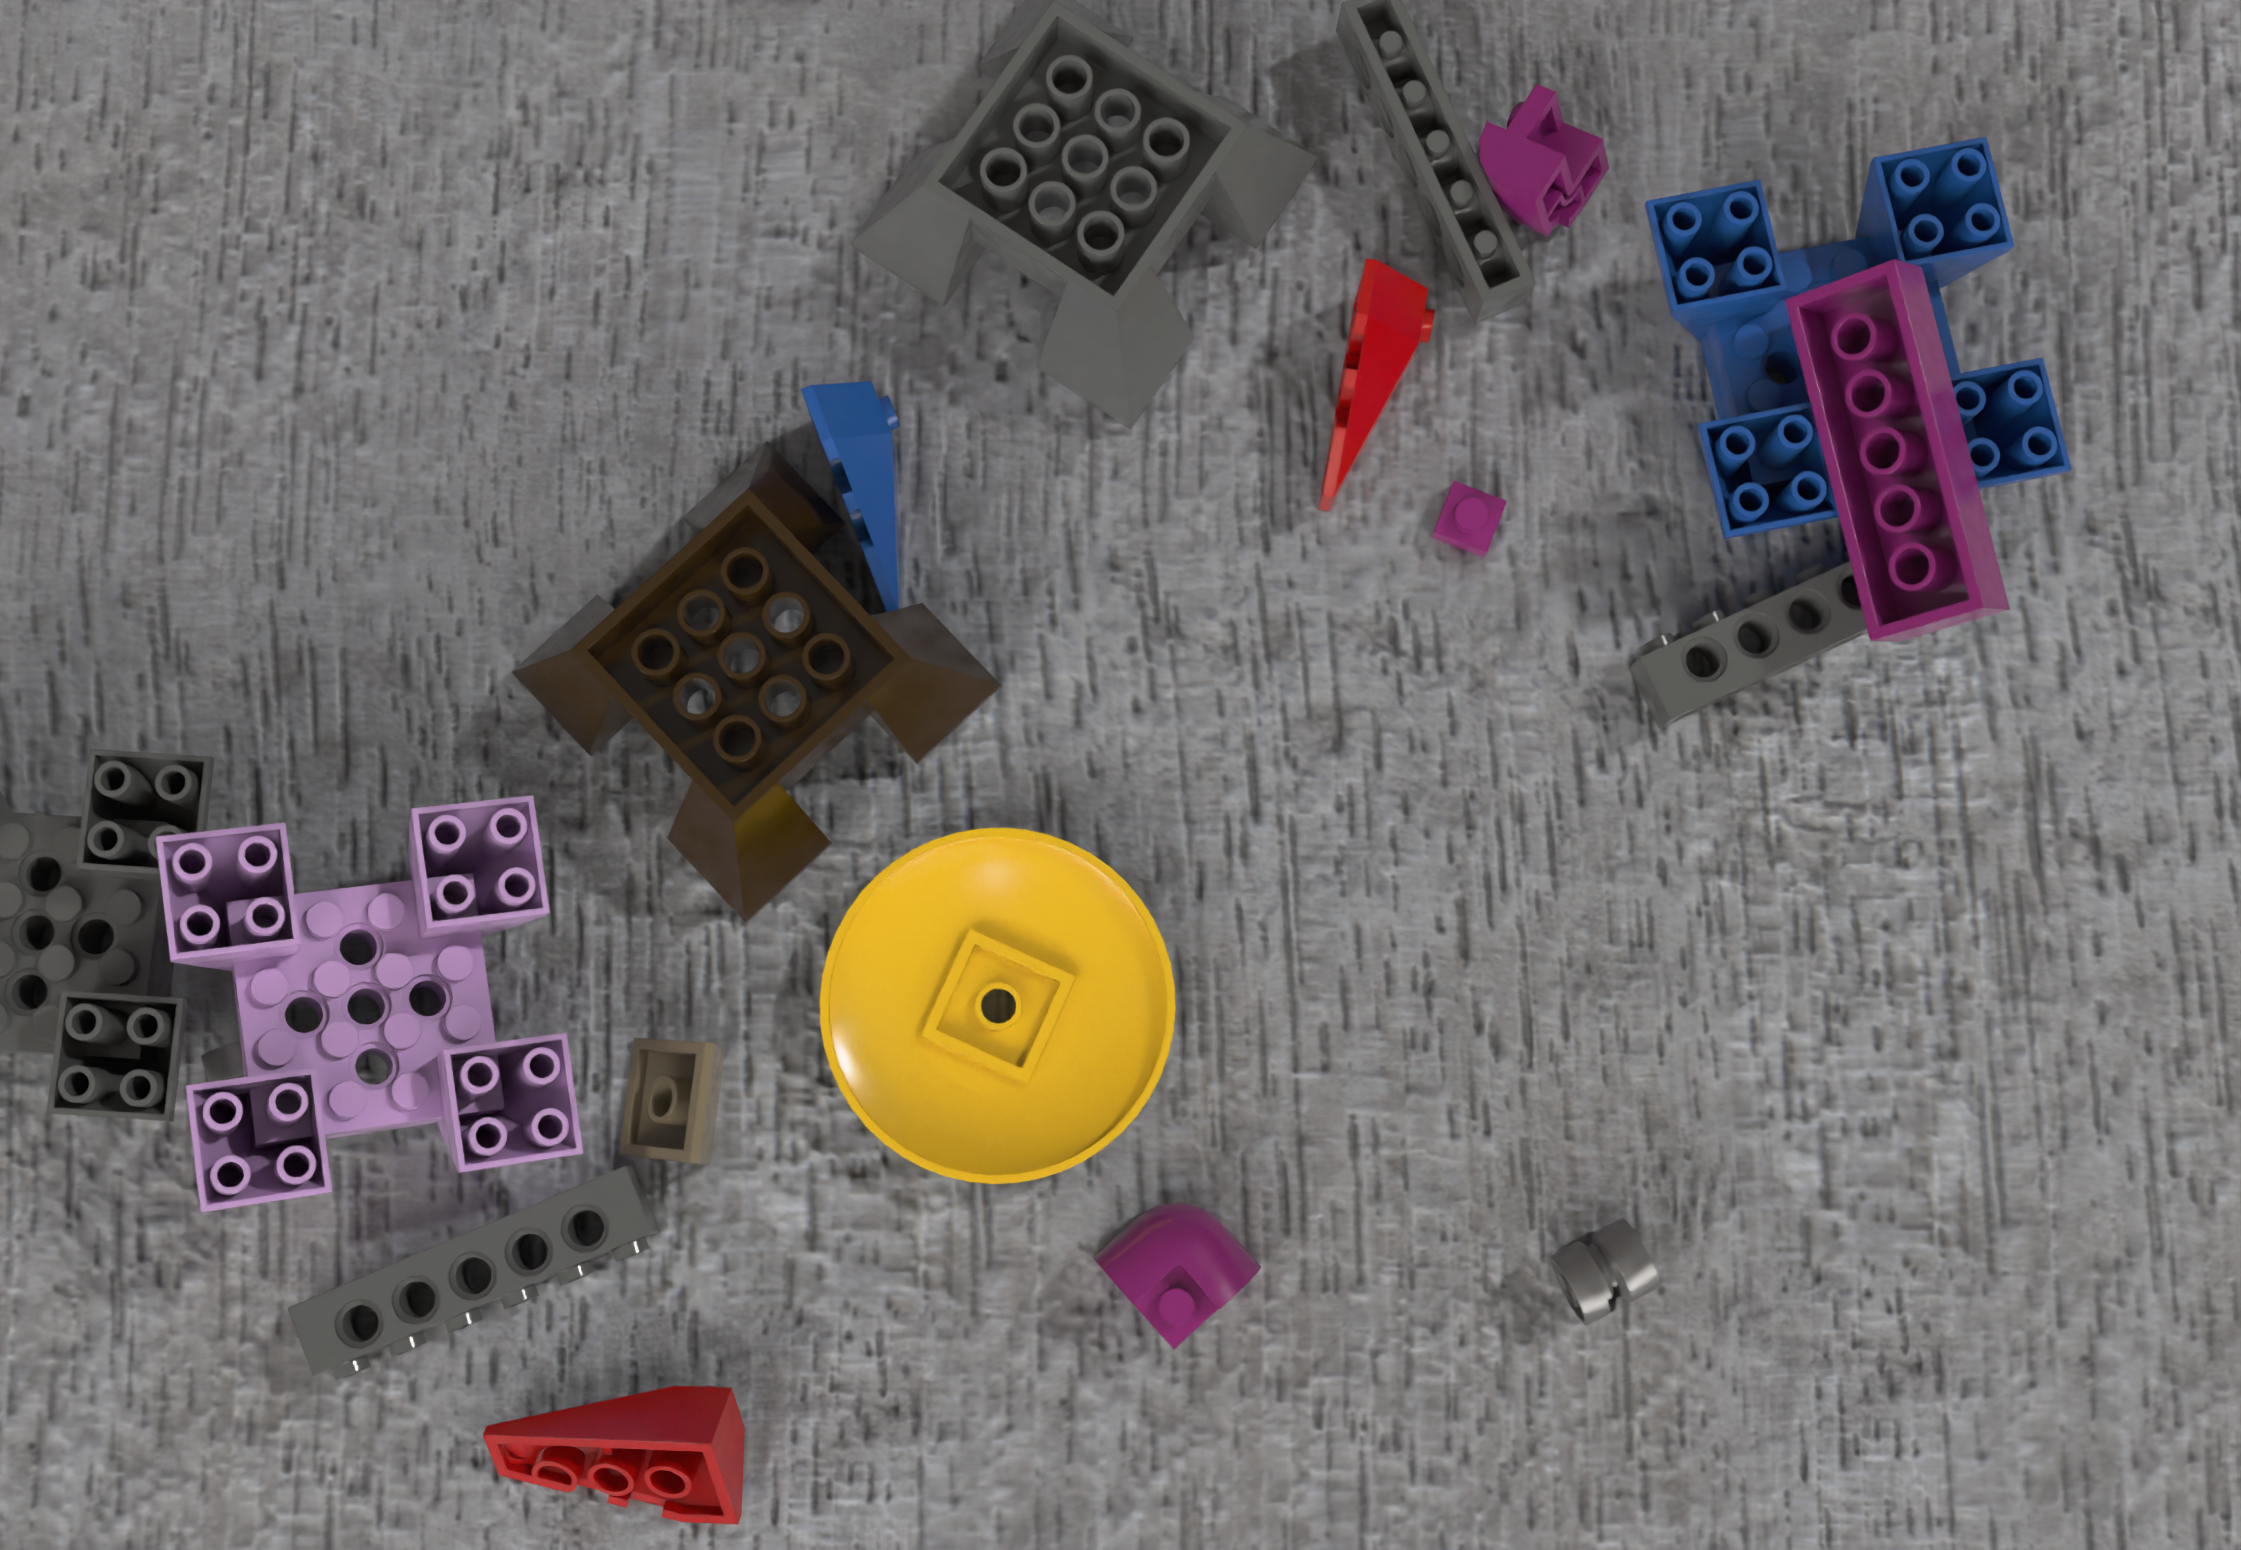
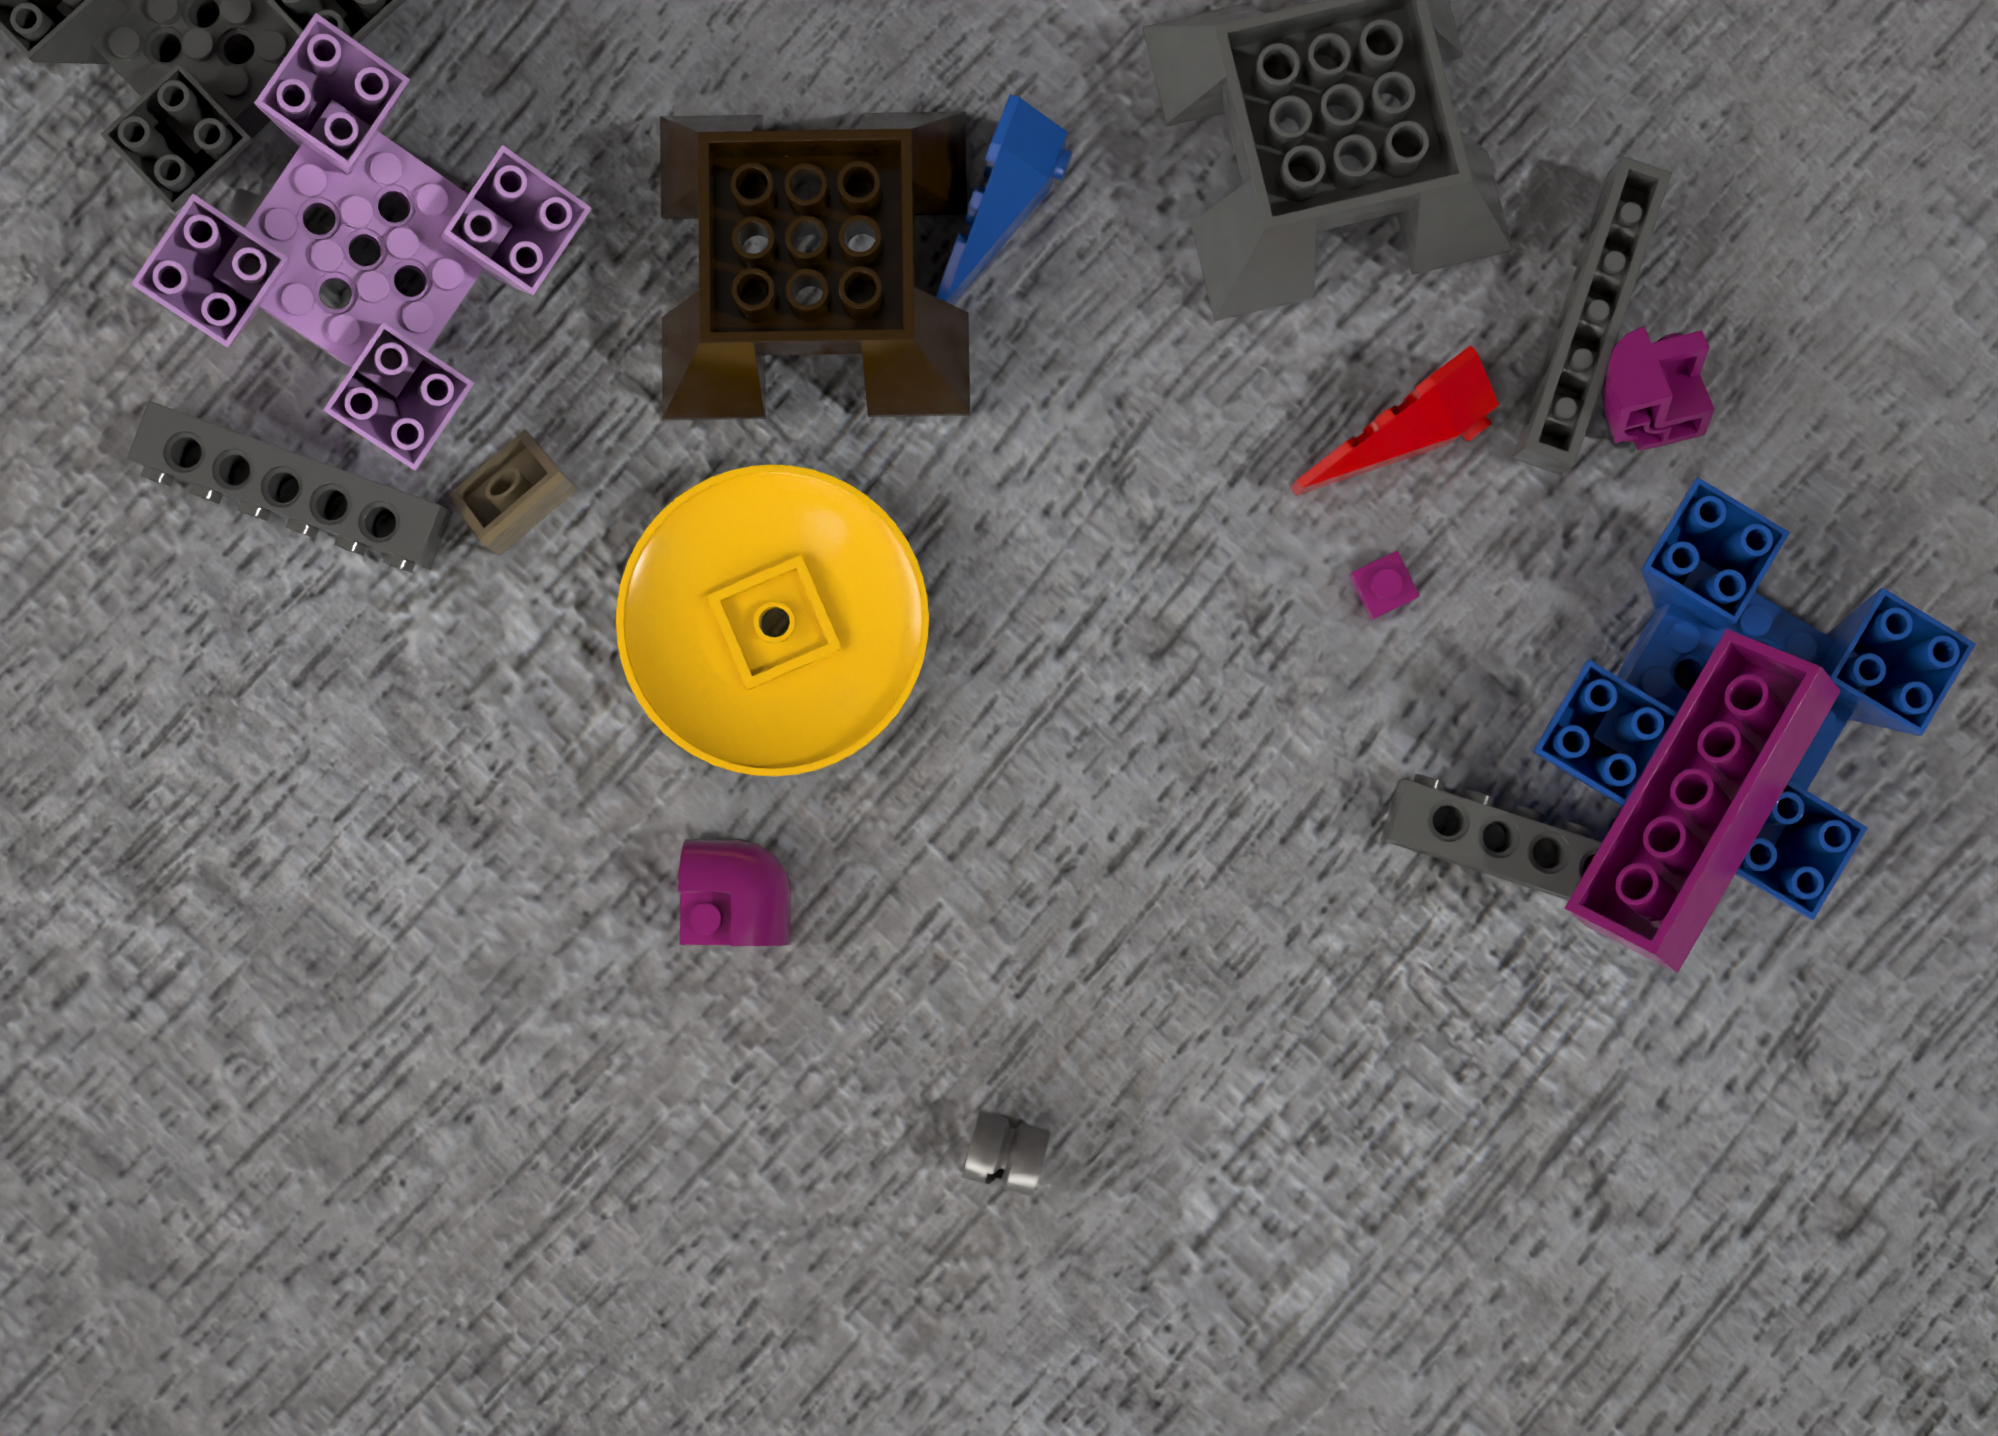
camera: 45 degrees right, 5 degrees up
(652, 1446) = (302, 701): red wedge -> none

